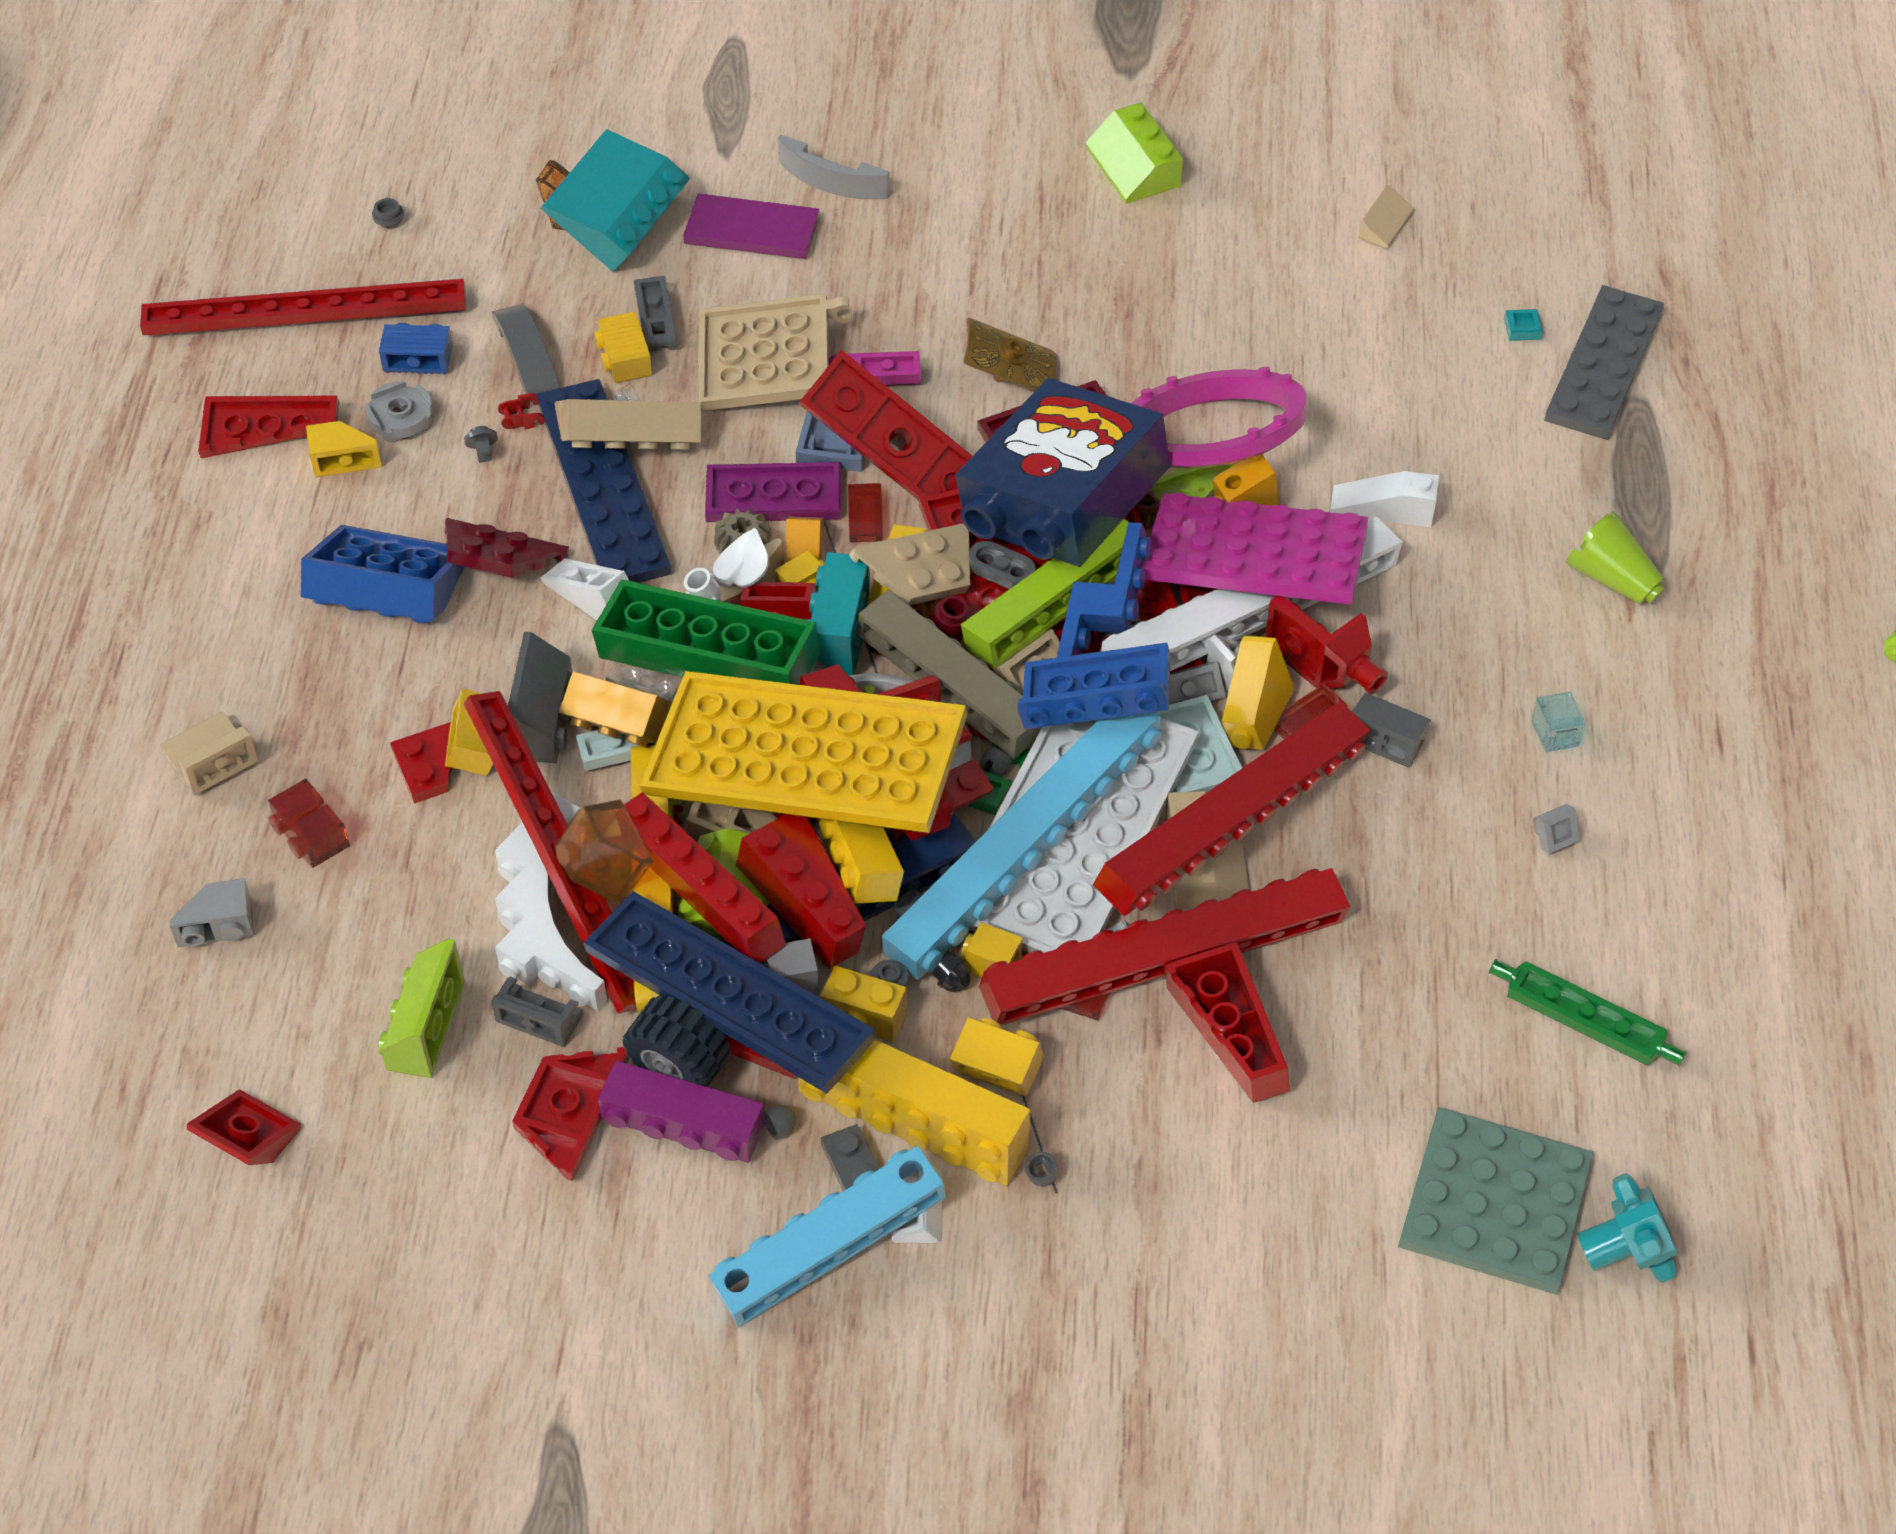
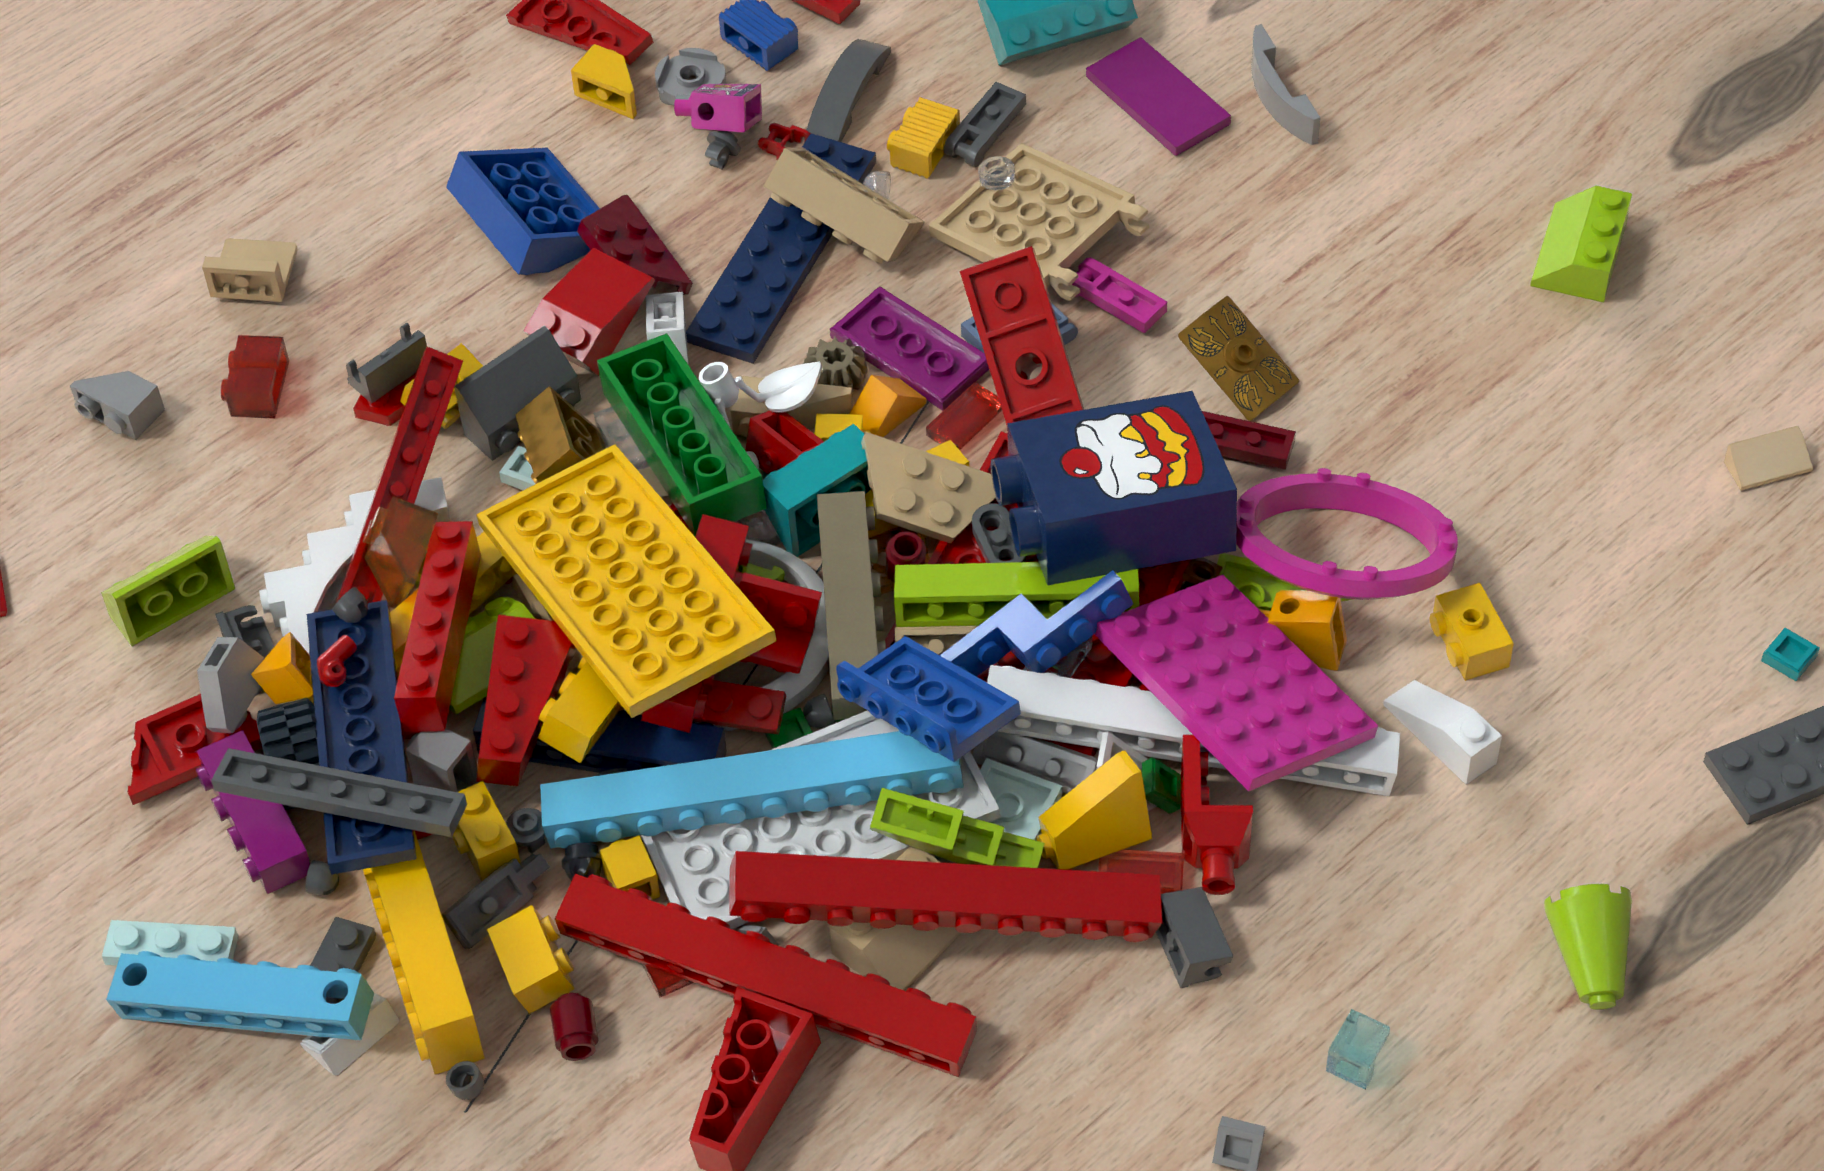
camera: 45 degrees right, 0 degrees up
(415, 742) = (388, 367): none -> dark grey hinge
(467, 408) = (722, 106): none -> dark pink torso
(524, 599) = (591, 308): none -> red slope
(573, 1034) = (228, 683): none -> light grey slope
(614, 993) = (285, 671): none -> light orange slope
(619, 910) = (351, 606): none -> dark grey hinge
(653, 957) = (330, 663): none -> red arm
(690, 1268) = (169, 940): none -> light aqua plate
(709, 337) = (996, 173): none -> clear tile
(778, 1031) = (339, 792): none -> dark grey plate
(922, 1027) = (494, 899): none -> dark grey hinge
(1073, 1078) = (574, 1026): none -> dark red brick
(1193, 765) = (950, 834): none -> lime slope
(1346, 439) = (1471, 631): none -> yellow brick

